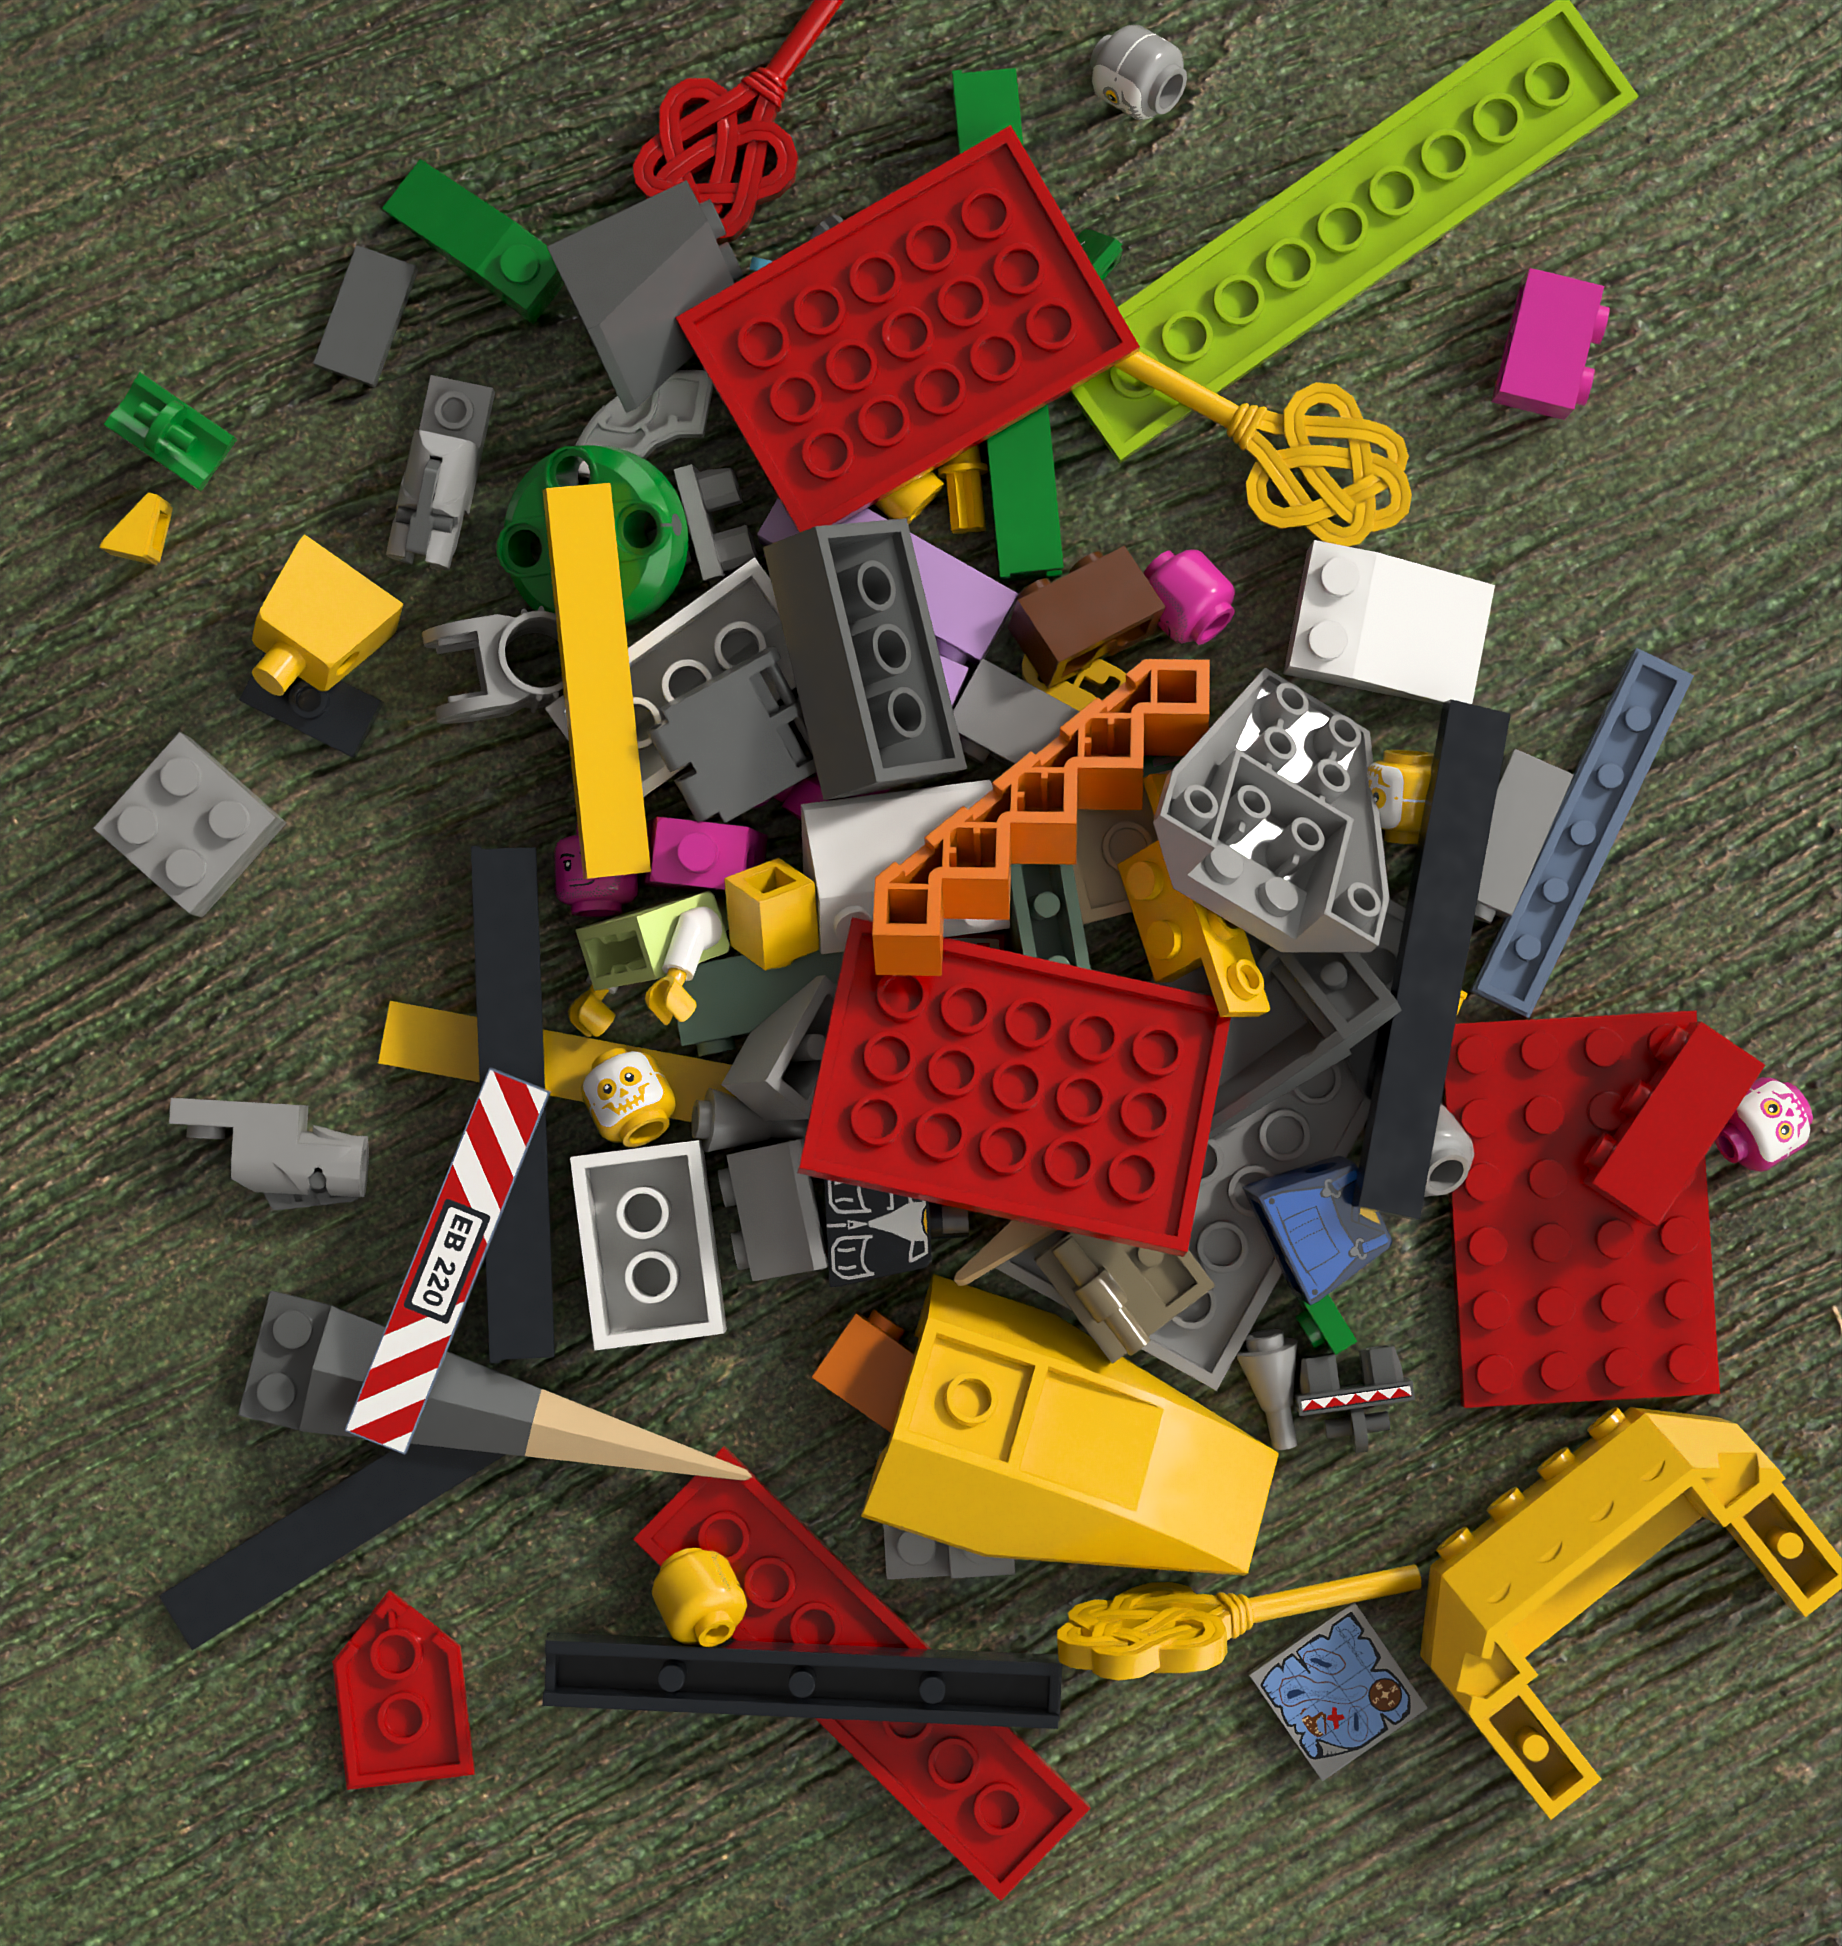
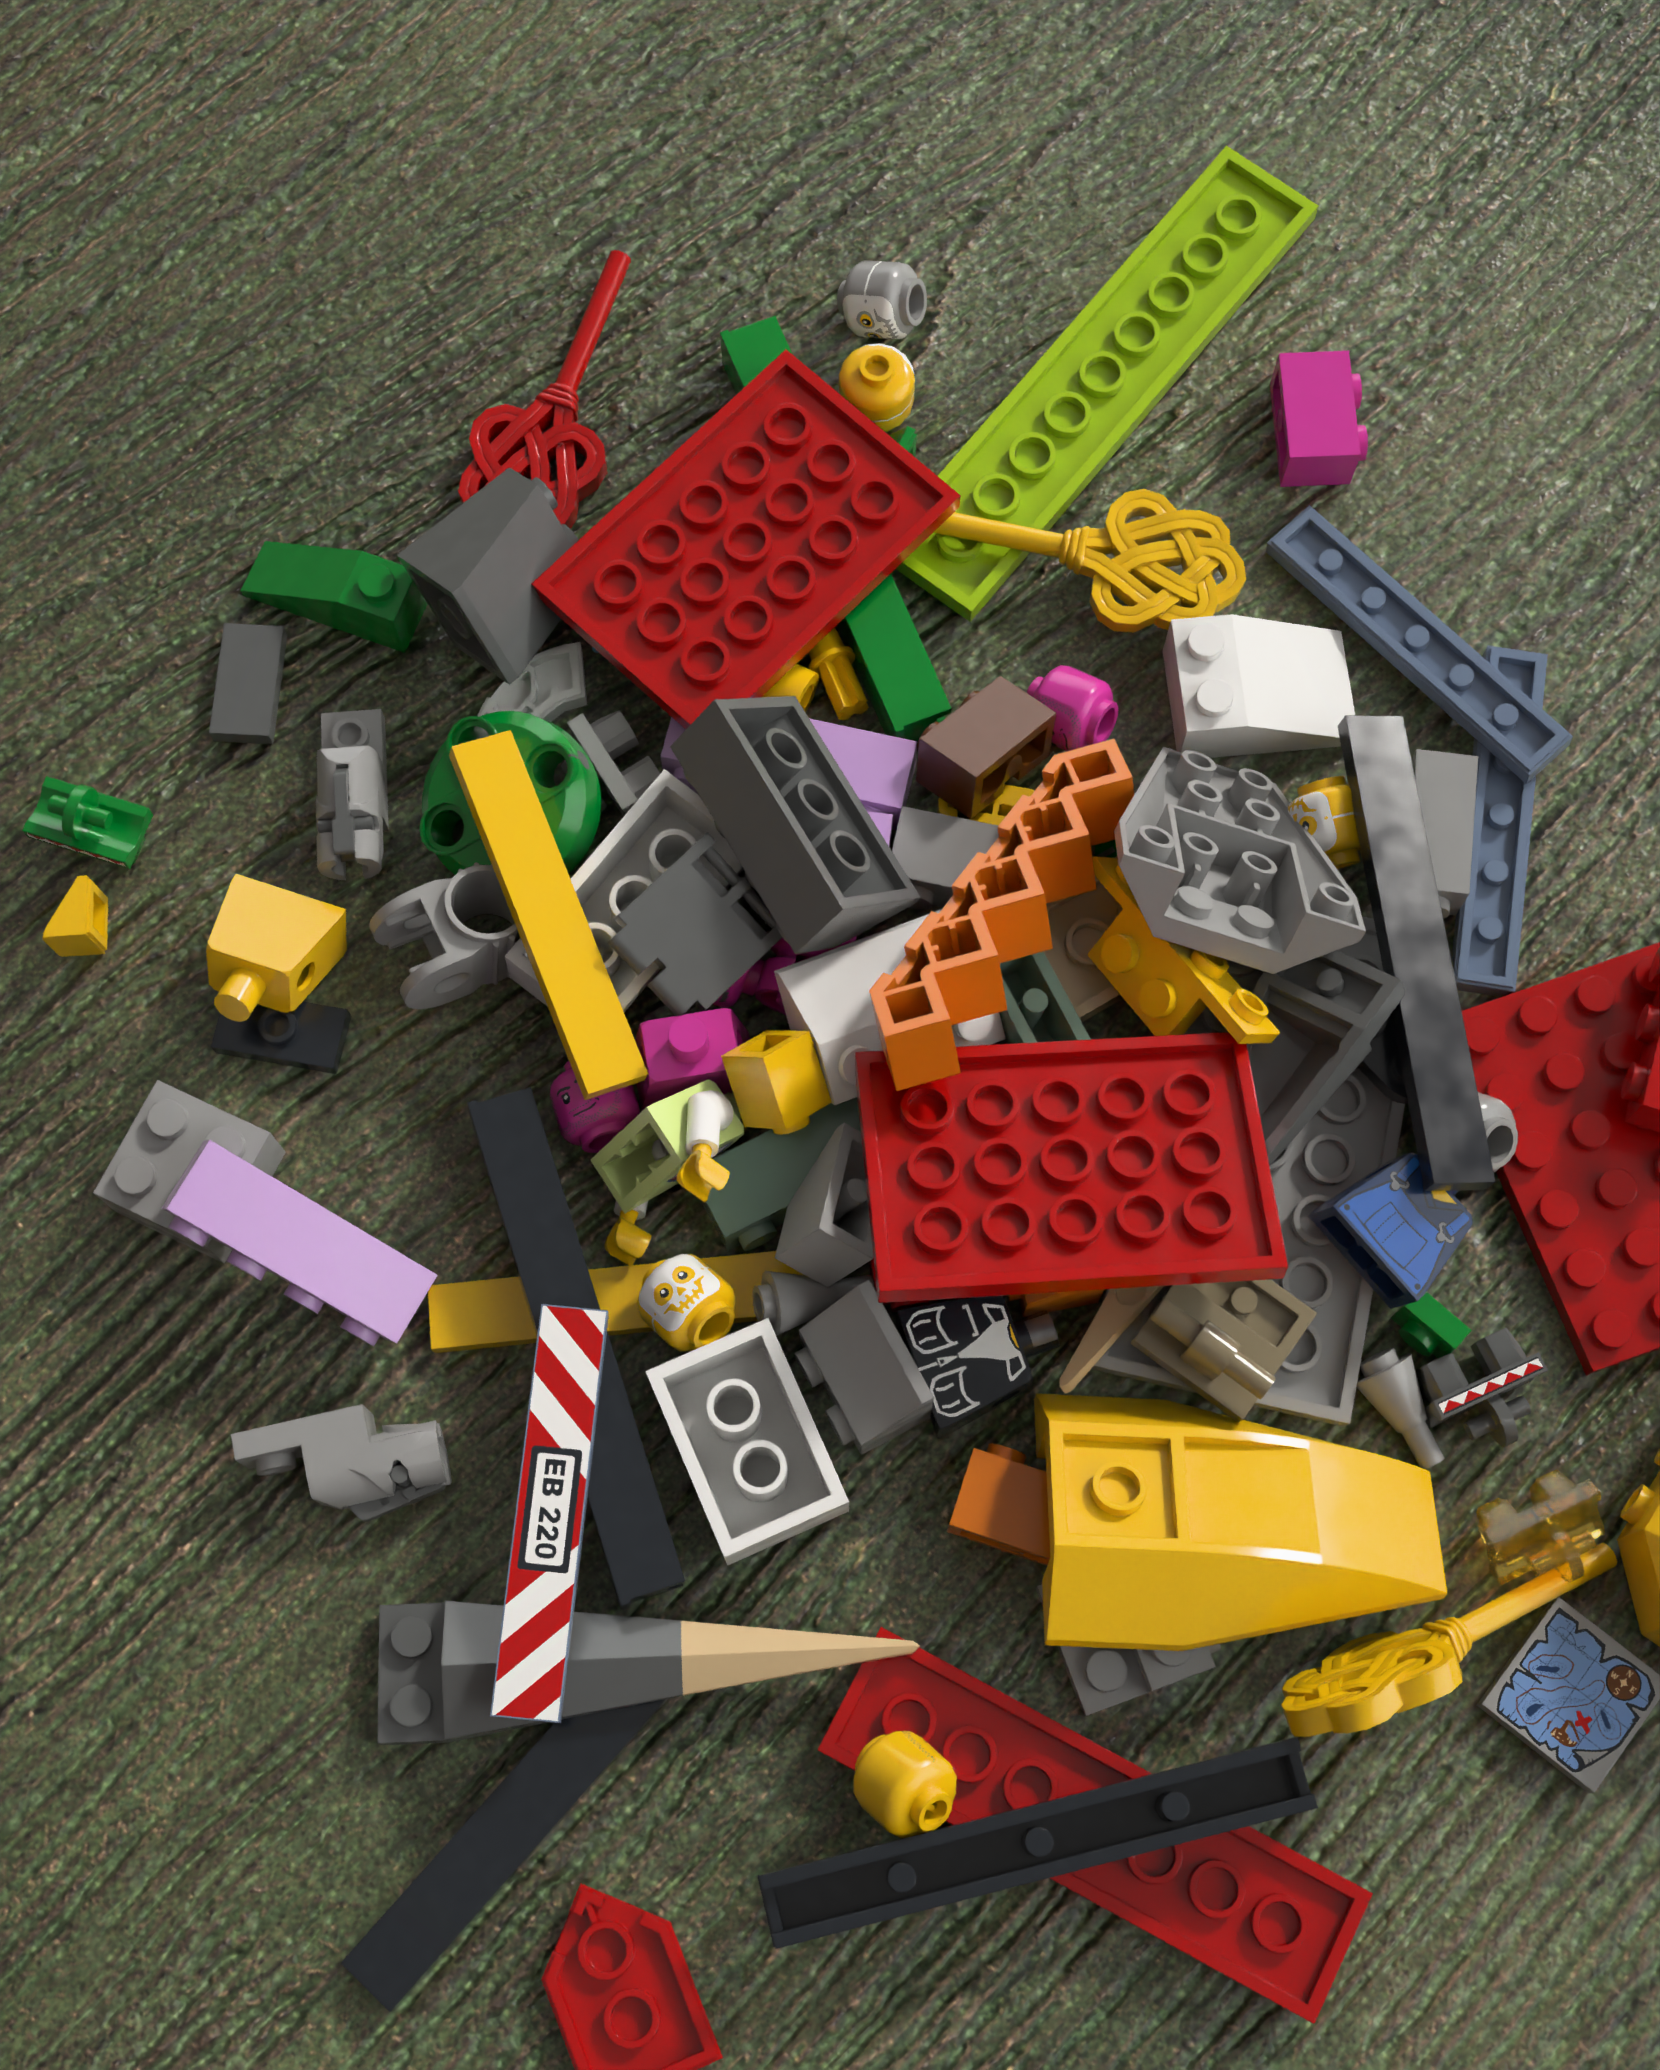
camera: 15 degrees left, 15 degrees down
(276, 935) = (299, 1242): none -> lavender brick
(1099, 177) = (879, 384): none -> yellow head
(1361, 1545) = (1545, 1535): none -> clear yellow hips
(1563, 625) = (1419, 644): none -> sand blue tile

